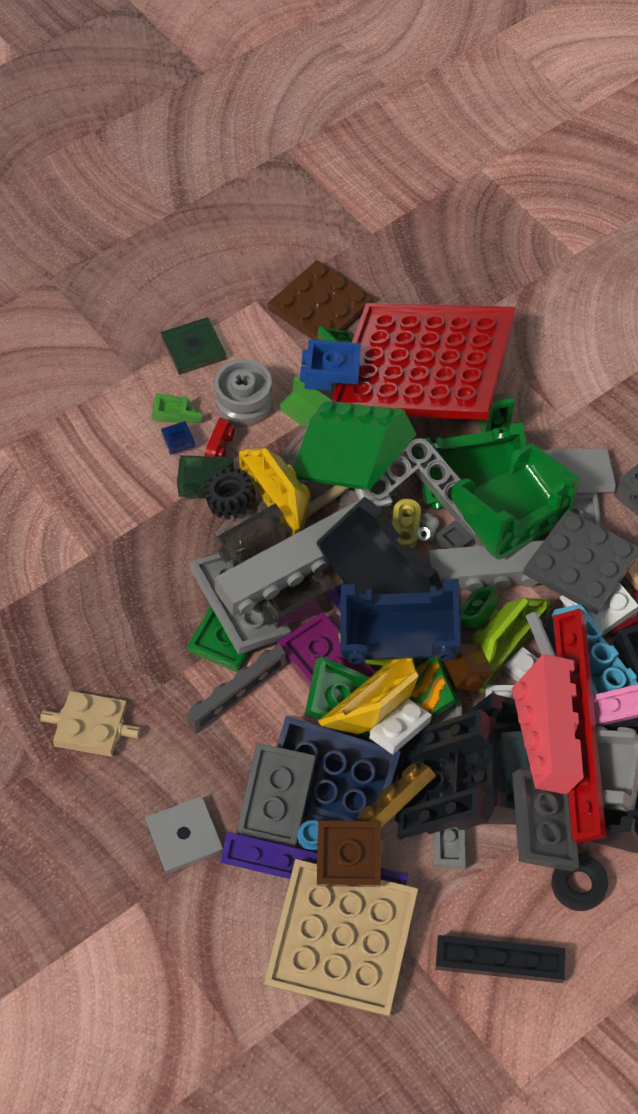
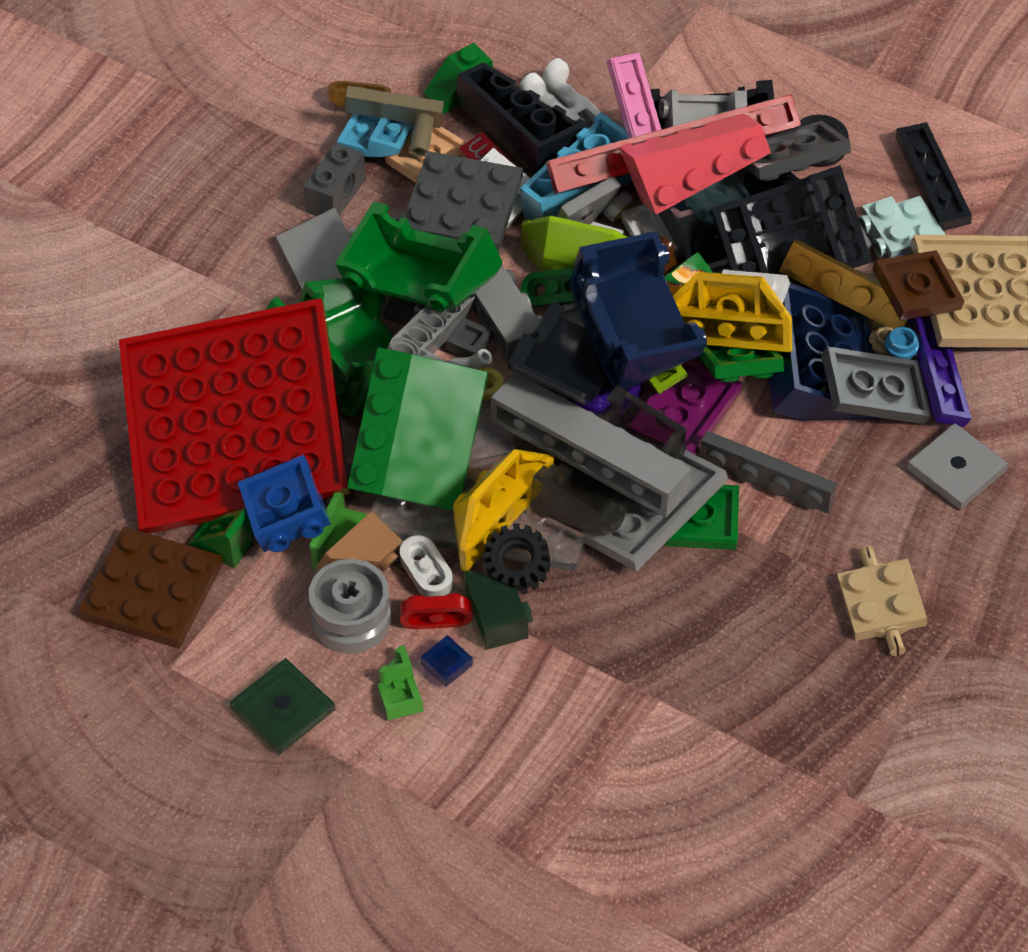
camera: 110 degrees left, 5 degrees down
(270, 441) = (427, 570): none -> white plate
(284, 411) = (367, 541): none -> medium nougat slope
(446, 903) = (894, 224): none -> light aqua plate

